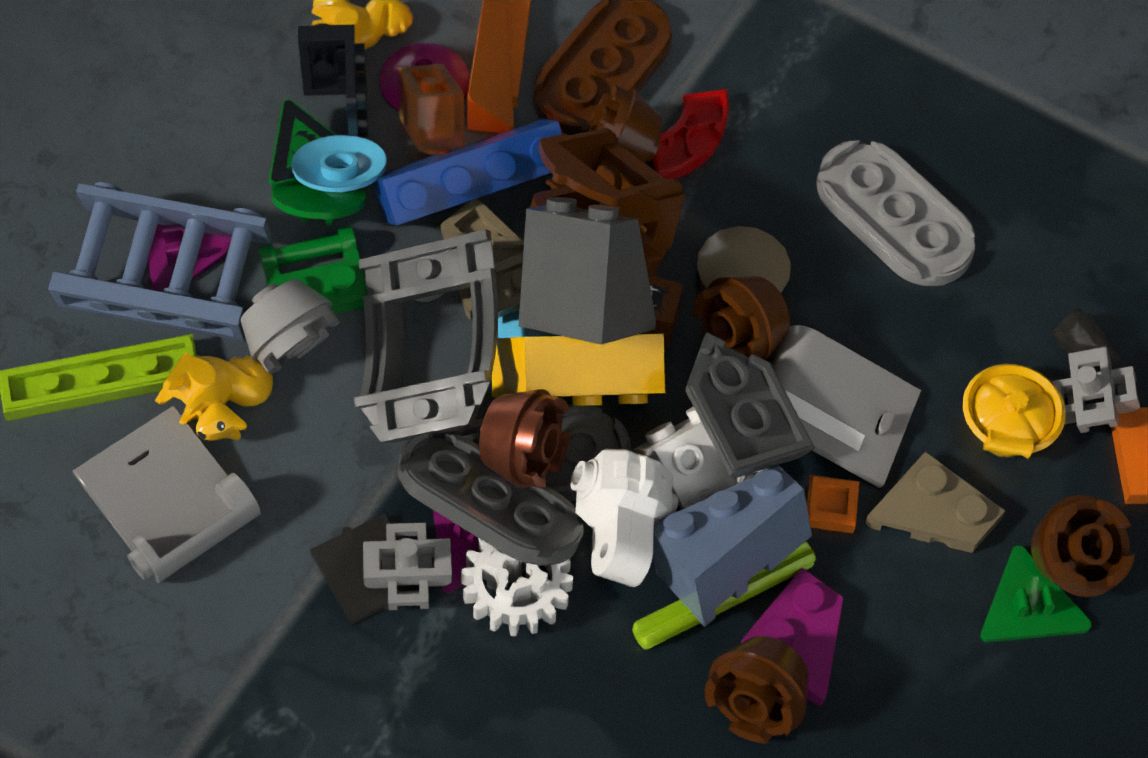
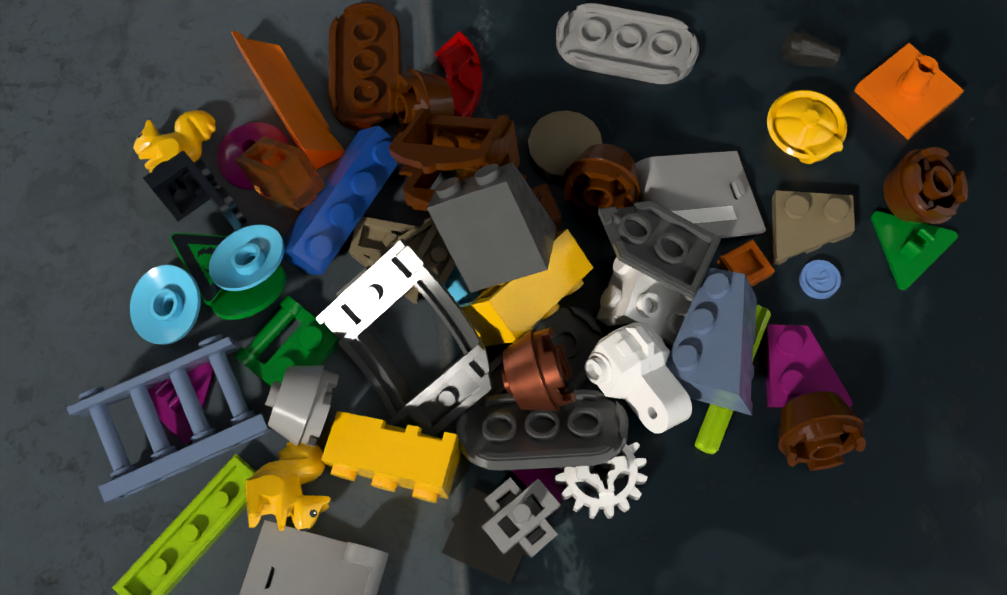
camera: 30 degrees left, 10 degrees up
(232, 159) = (153, 300): none -> medium azure dish
(334, 431) = (392, 456): none -> yellow wedge
(900, 569) = (819, 279): none -> medium blue piece
(1088, 385) = (844, 74): light grey piece -> none

